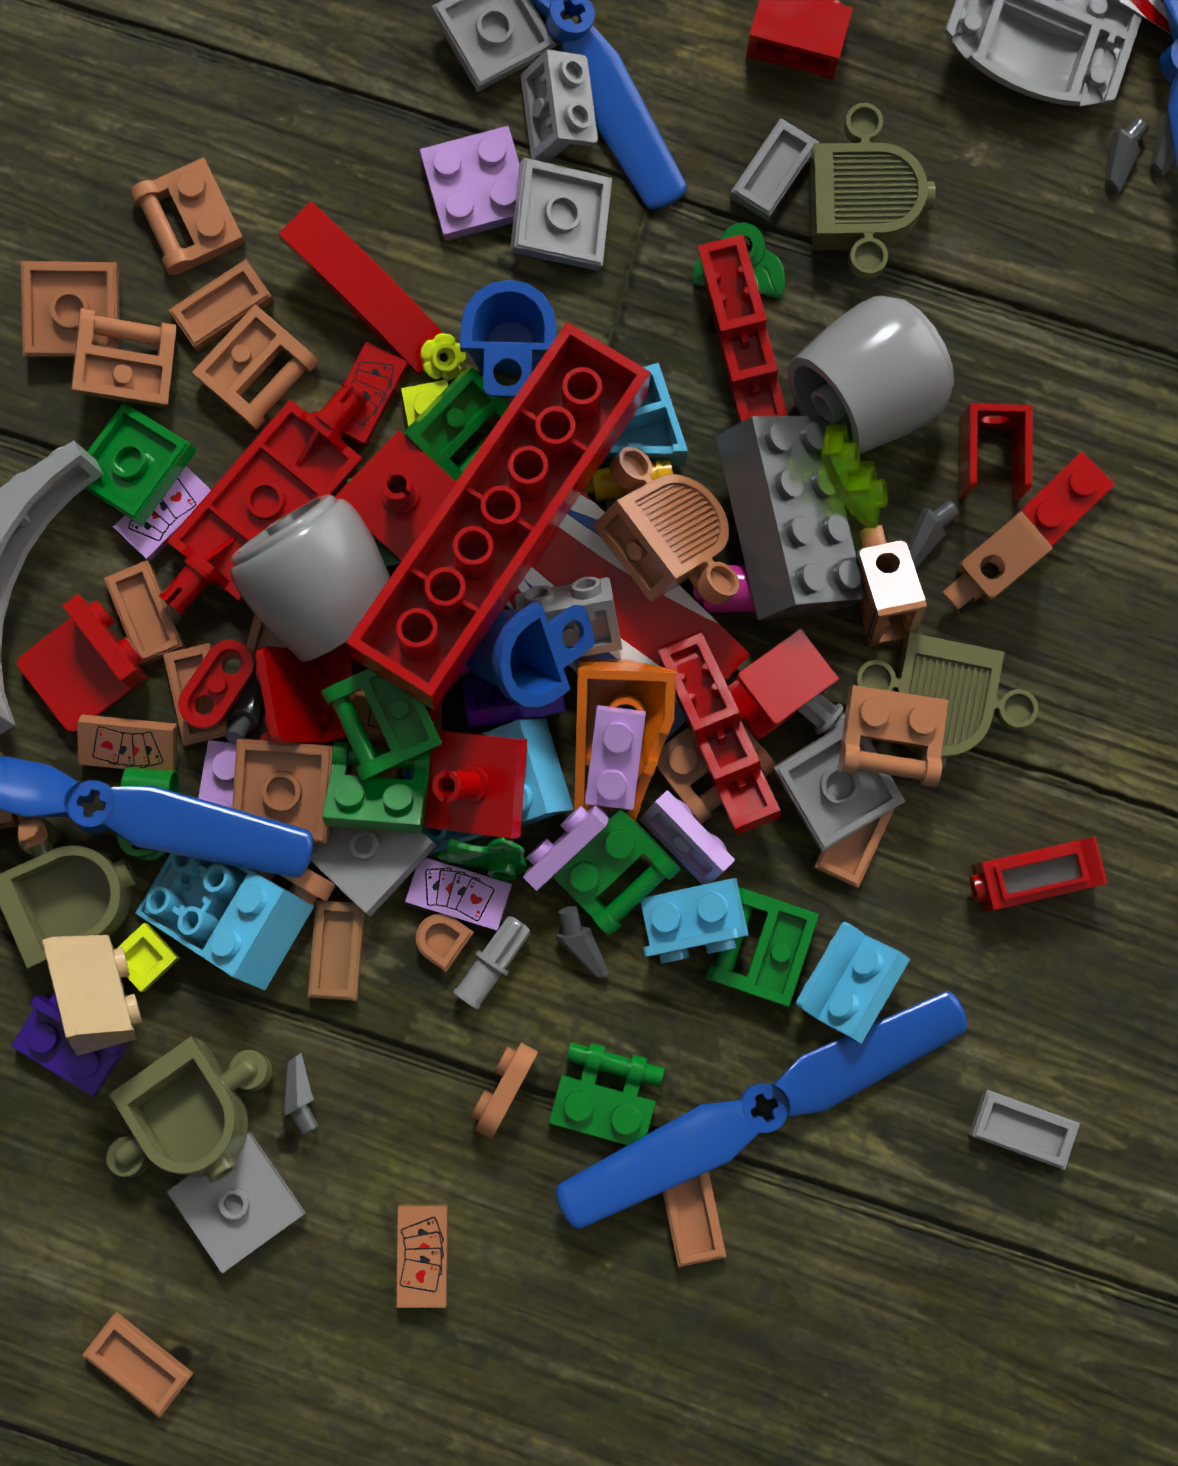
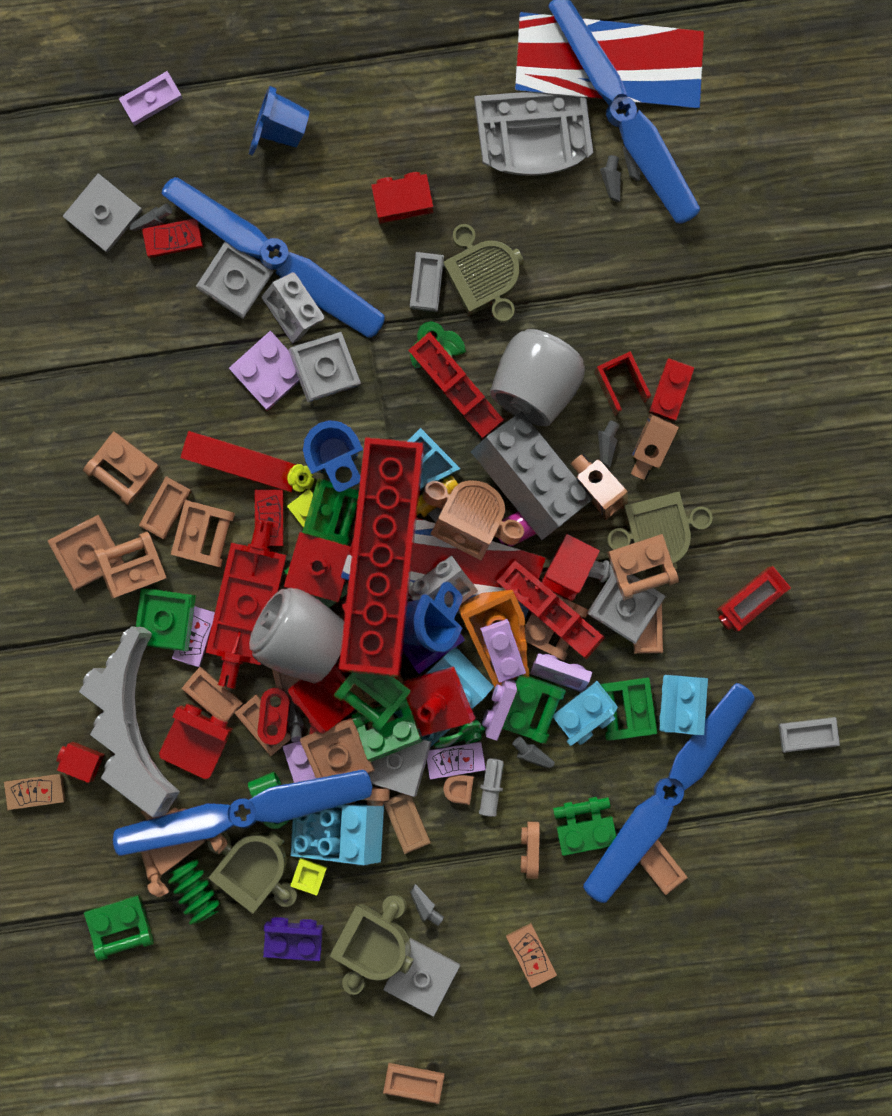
camera: 25 degrees left, 5 degrees up
(91, 991) = (295, 909): tan slope -> none
(126, 743) = (240, 770): nougat tile -> none
(853, 480) = (554, 439): clear neon green slope -> none

